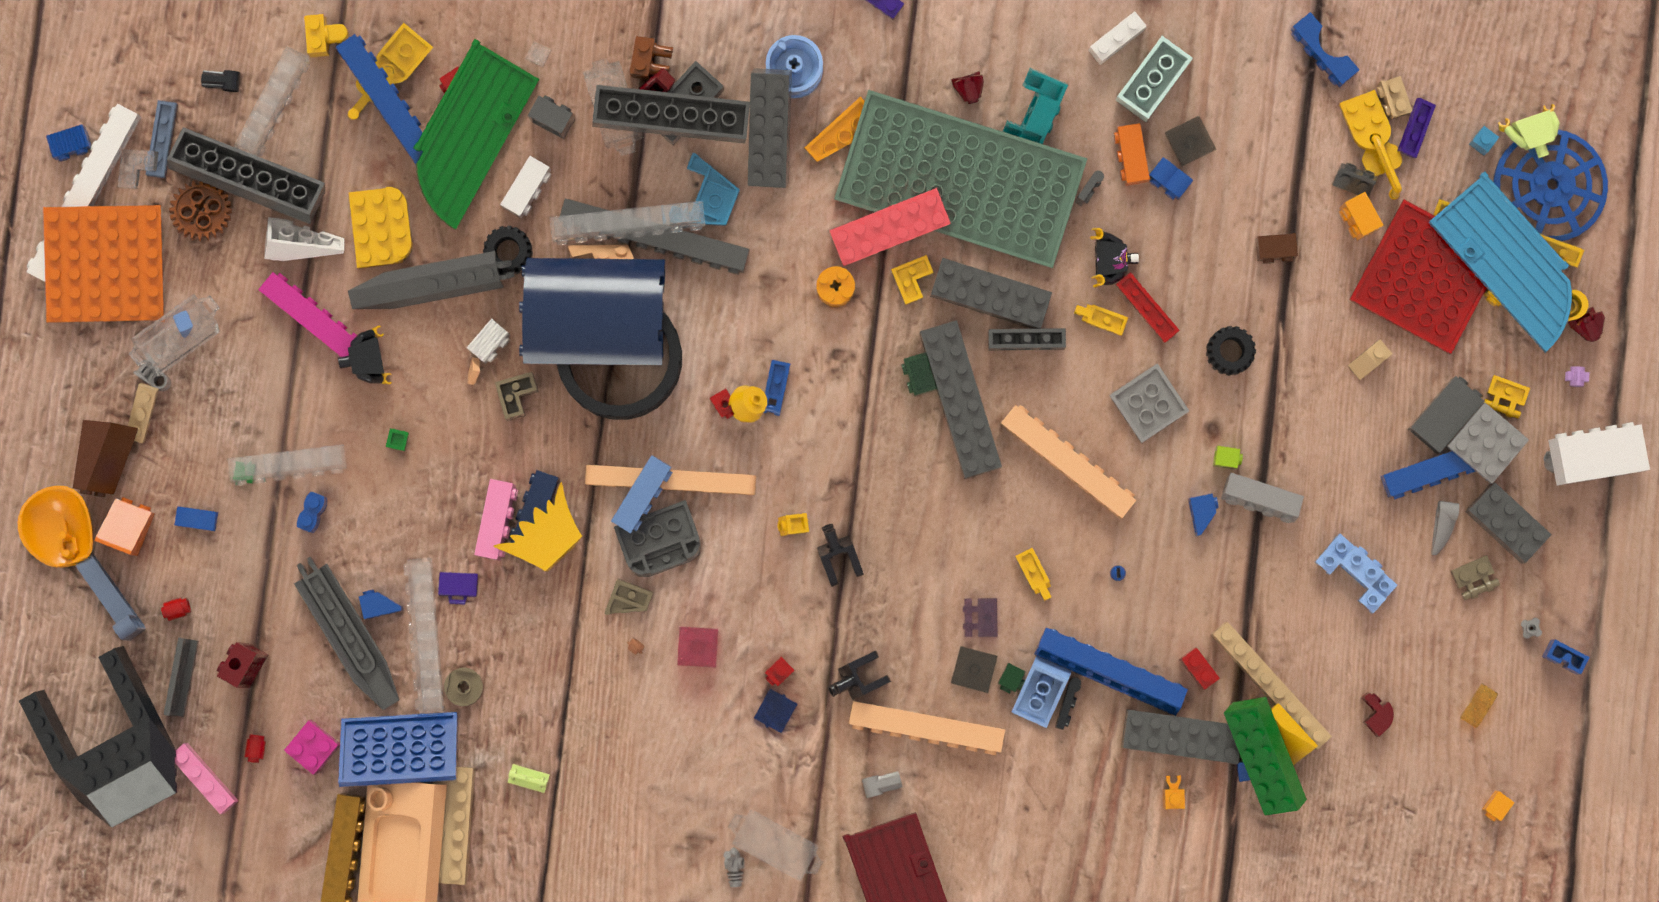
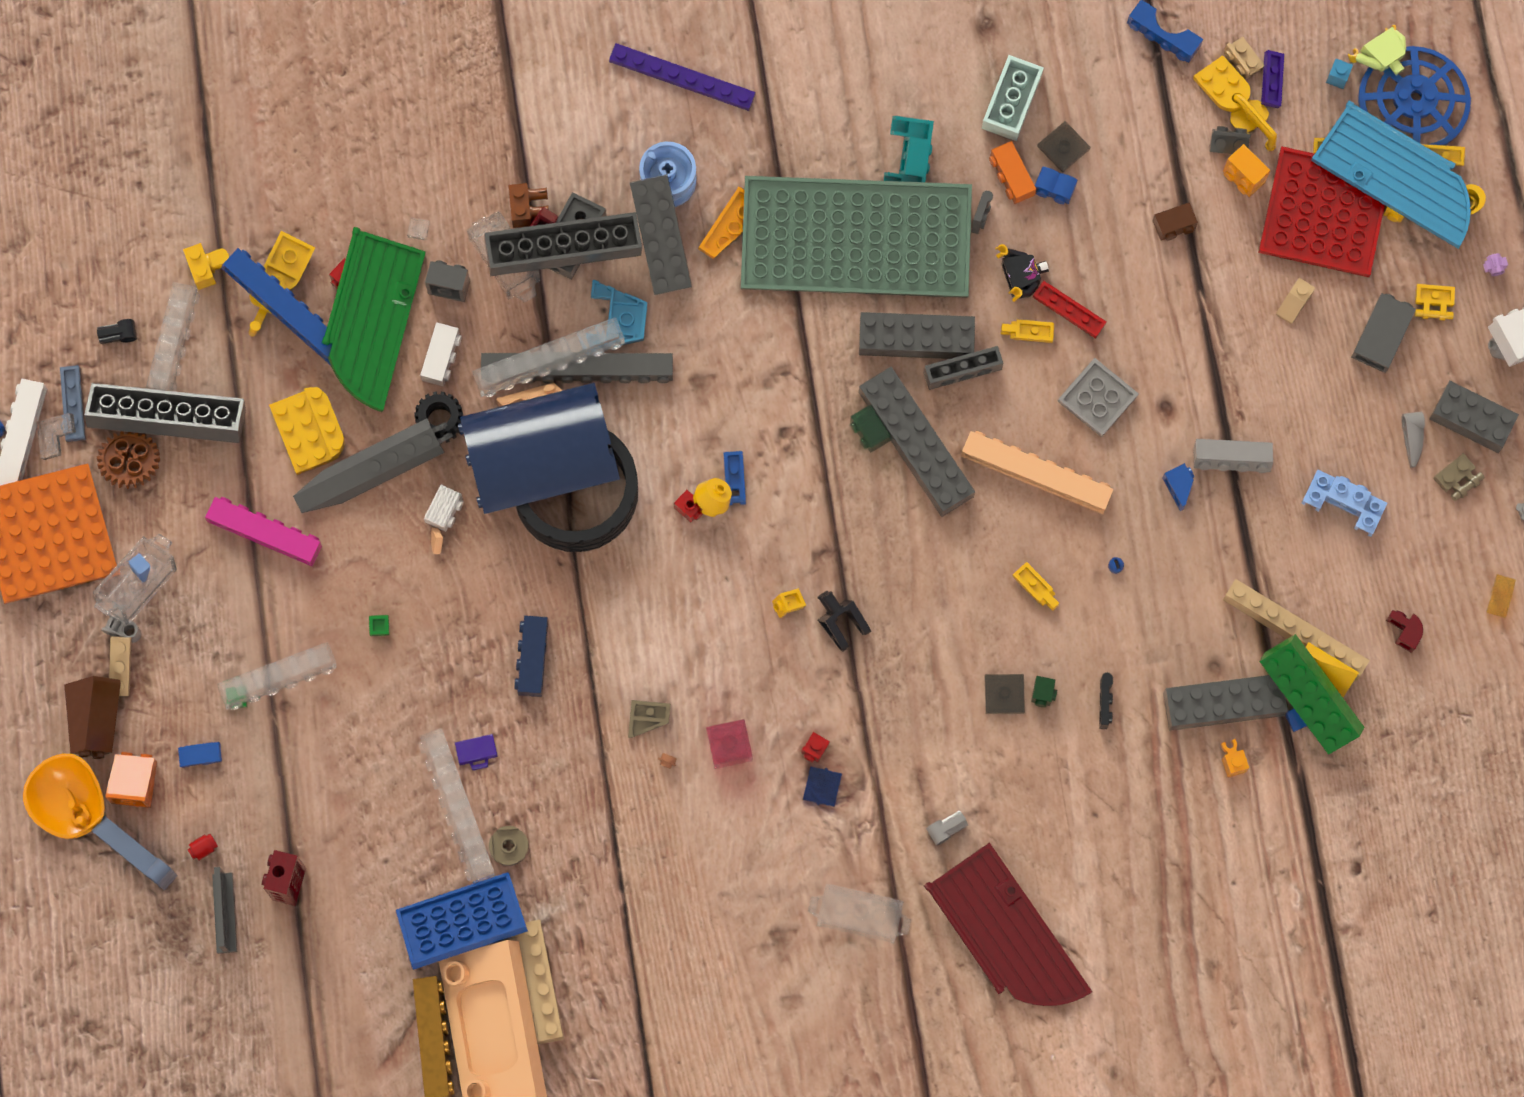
camera: 15 degrees left, 10 degrees down
(123, 772) = (191, 1018): black wedge -> none
(204, 779) = (273, 1005): bright pink brick -> none
(255, 748) = (317, 962): red brick -> none
(293, 242) = (222, 466): white wedge -> none
(312, 747) = (374, 945): dark pink brick -> none
(313, 507) = (314, 712): blue brick -> none
(347, 634) = (380, 825): dark grey hinge -> none
(365, 358) = (328, 553): black torso -> none
(377, 605) = (402, 789): blue slope -> none
(495, 519) = (496, 674): bright pink brick -> none
(510, 392) = (479, 549): dark tan brick -> none
(528, 778) = (597, 918): yellowish green hinge -> none
(548, 538) = (555, 676): yellow piece -> none
(641, 494) = (632, 612): medium blue brick -> none
(661, 542) = (662, 652): dark grey plate -> none
(678, 481) = (657, 592): light nougat beam -> none
(734, 864) = (824, 945): light grey piece -> none
(841, 277) = (767, 357): light orange brick -> none
(851, 681) = (889, 735): black piece -> none
(890, 226) = (802, 297): coral brick -> none
(906, 277) = (831, 341): yellow plate -> none
(926, 726) = (974, 760): light nougat brick -> none
(969, 87) = (840, 151): dark red brick -> none
(986, 617) = (1002, 642): plate -> none
(1041, 691) = (1076, 697): light blue slope -> none
(1111, 671) = (1137, 658): blue brick -> none
(1117, 38) = (966, 70): white brick -> none
(1199, 668) = (1222, 632): red brick -> none
(1227, 457) = (1188, 427): lime brick -> none
(1245, 342) = (1168, 314): black tyre -> none
(1423, 473) = (1392, 383): blue brick -> none
(1487, 443) = (1431, 346): light grey plate -> none
(1590, 325) = (1491, 215): dark red brick -> none

